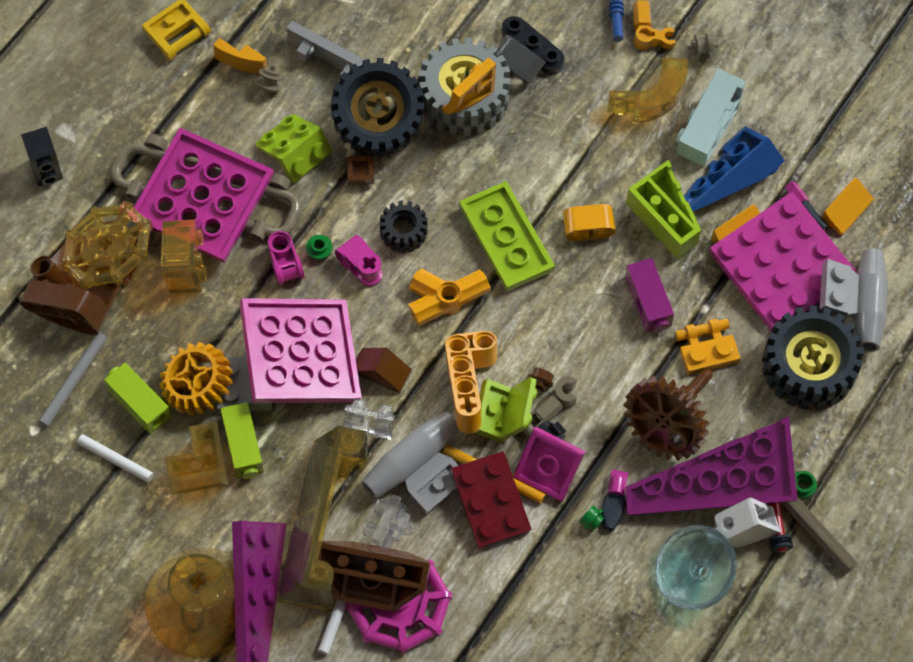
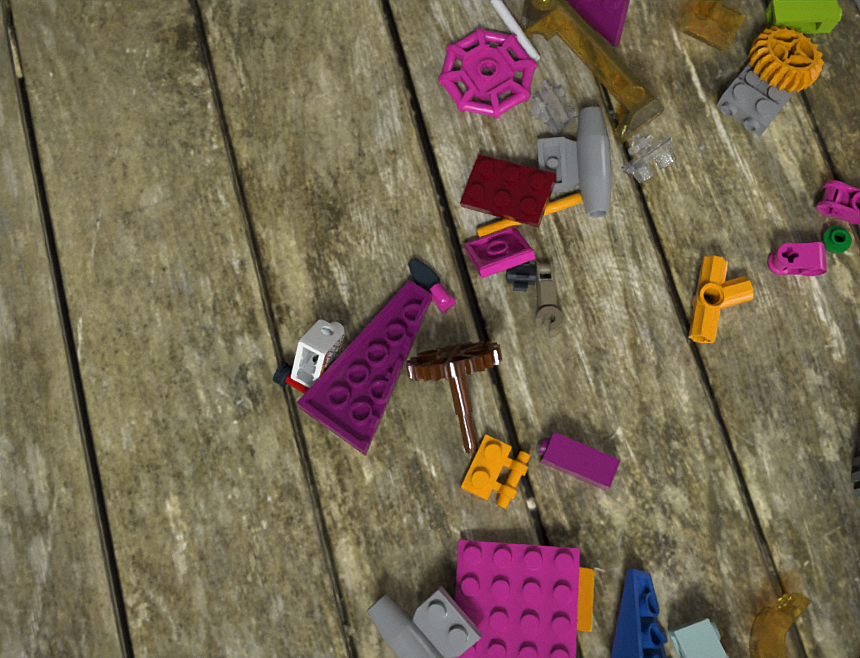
camera: 135 degrees right, 10 degrees up
(242, 441) = (706, 58): lime brick -> none
(299, 350) = (751, 145): plate -> none
(374, 574) = (524, 52): reddish brown wedge -> none
(382, 368) = (685, 203): reddish brown slope -> none
(403, 212) = (817, 307): black tyre -> none
(464, 355) = (592, 219): light orange beam -> none
(505, 409) = (575, 256): lime bracket -> none
(506, 236) = (731, 393): lime plate -> none
(543, 378) = (577, 312): reddish brown plate -> none
(589, 222) = (689, 472): light orange beam -> none
(592, 518) = (429, 253): green plate -> none
(664, 210) = (652, 545): lime wedge -> none
(683, 559) = (320, 286): clear light blue dish -> none
(809, 480) = (306, 434): green plate -> none
(821, 535) = (262, 413): dark tan axle -> none
(829, 344) = (419, 510): black wheel -> none

